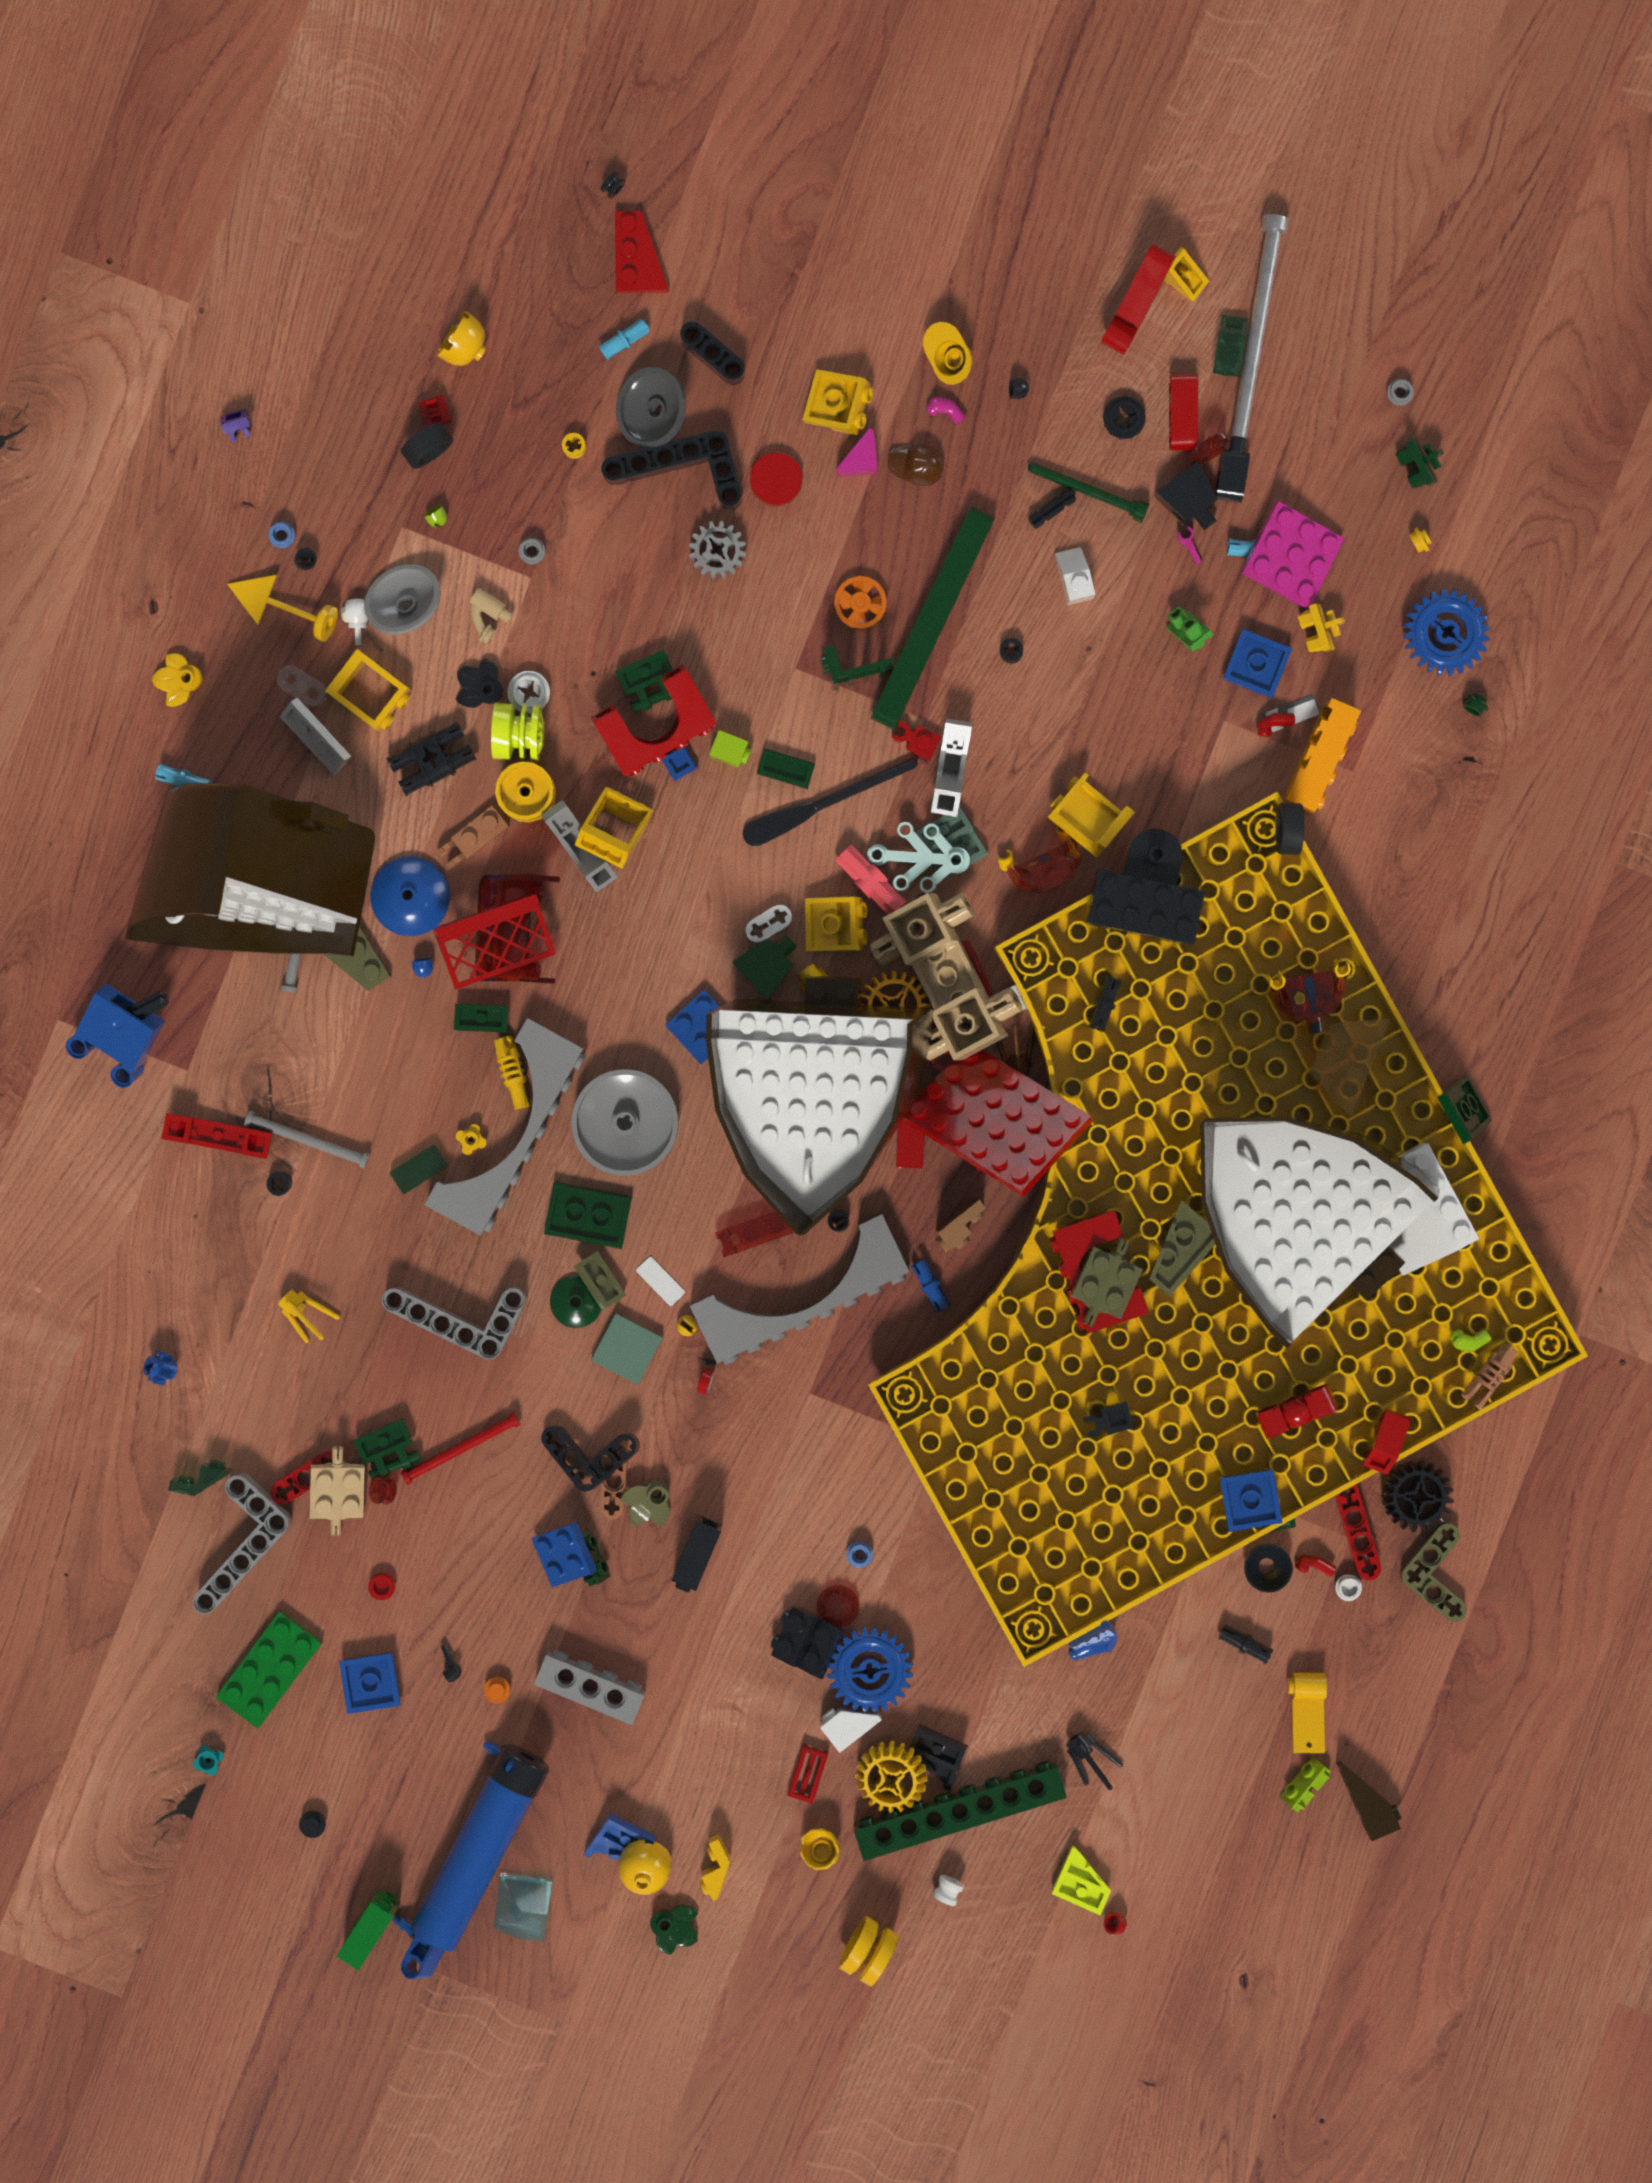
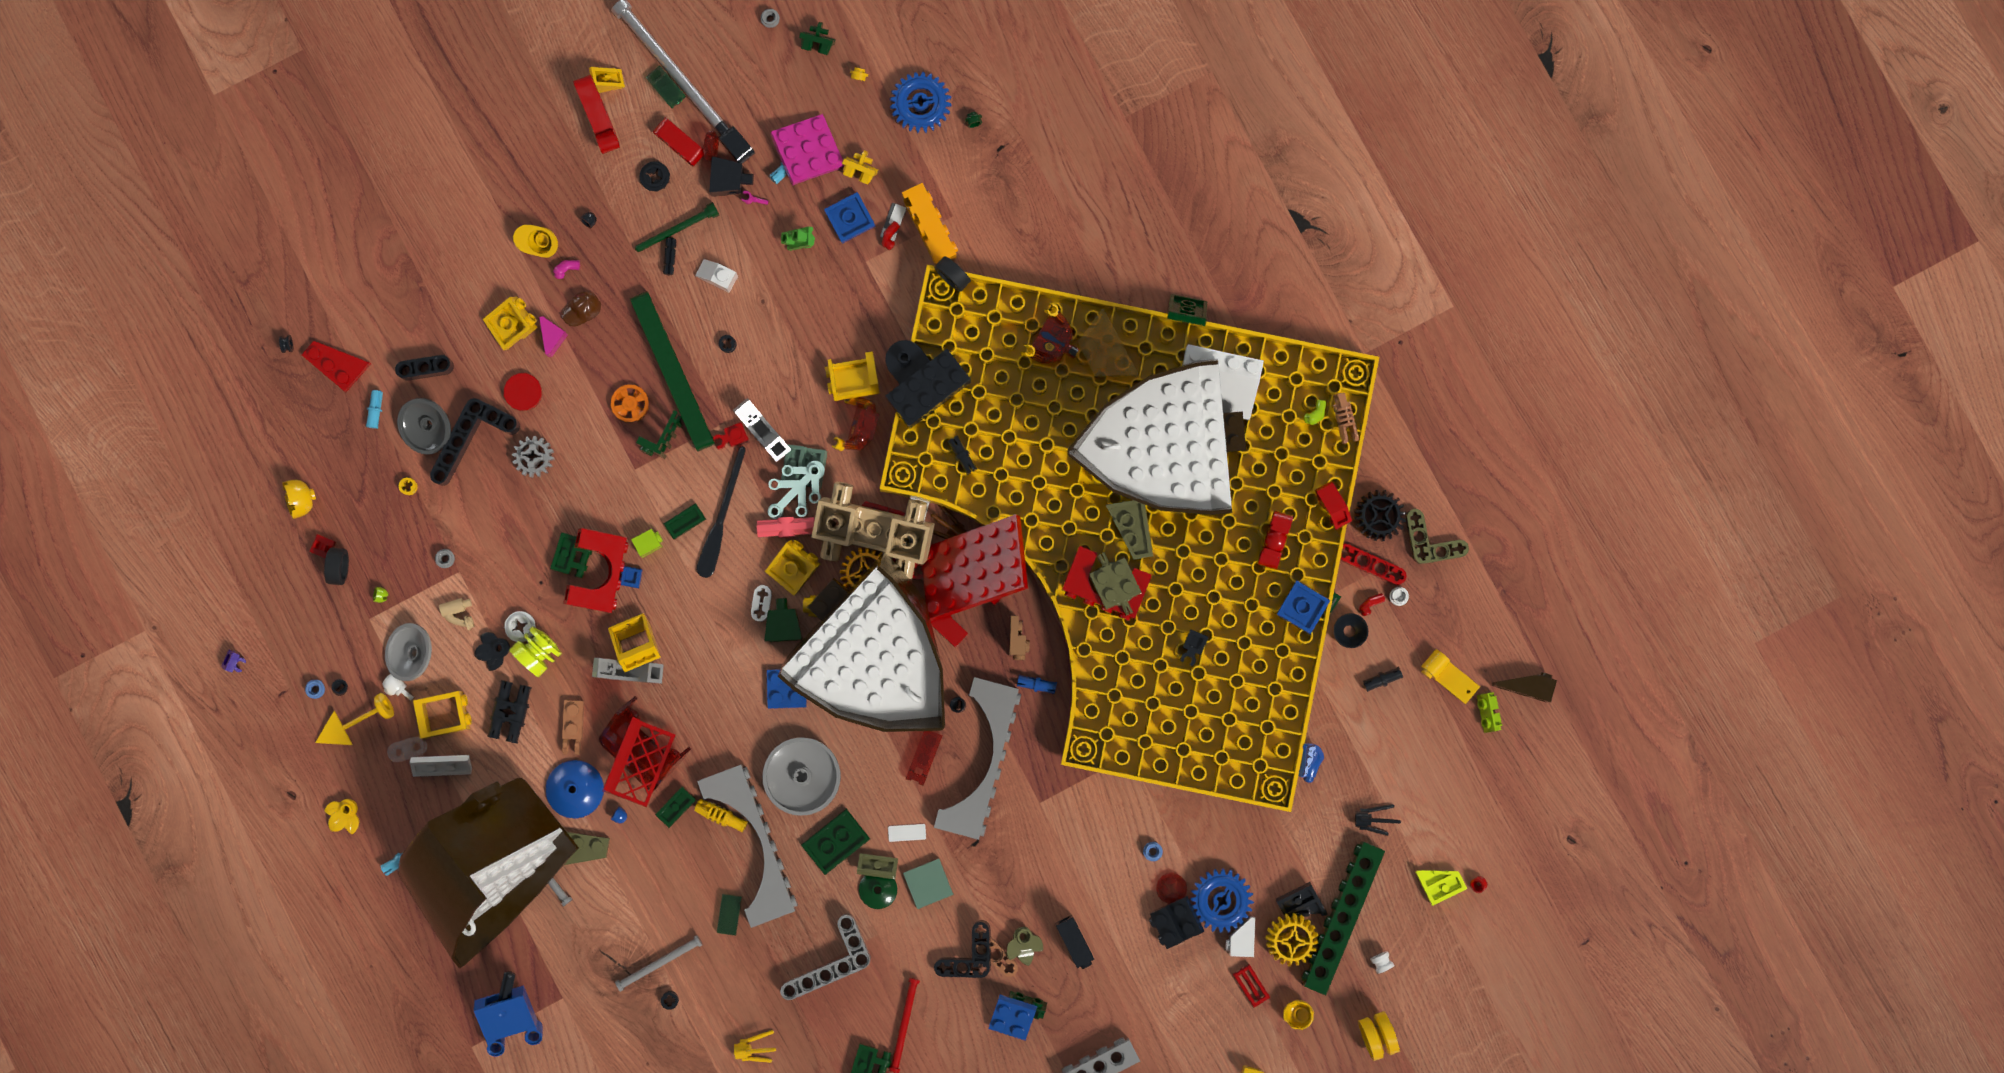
camera: 50 degrees left, 5 degrees down
(216, 1135) = (612, 1012): red slope -> none
(478, 1142) = (734, 866): yellow plate -> none
(510, 791) = (567, 685): yellow wheel -> none
(690, 1320) = (944, 834): yellow hinge -> none
(705, 1381) = (983, 855): red tile -> none

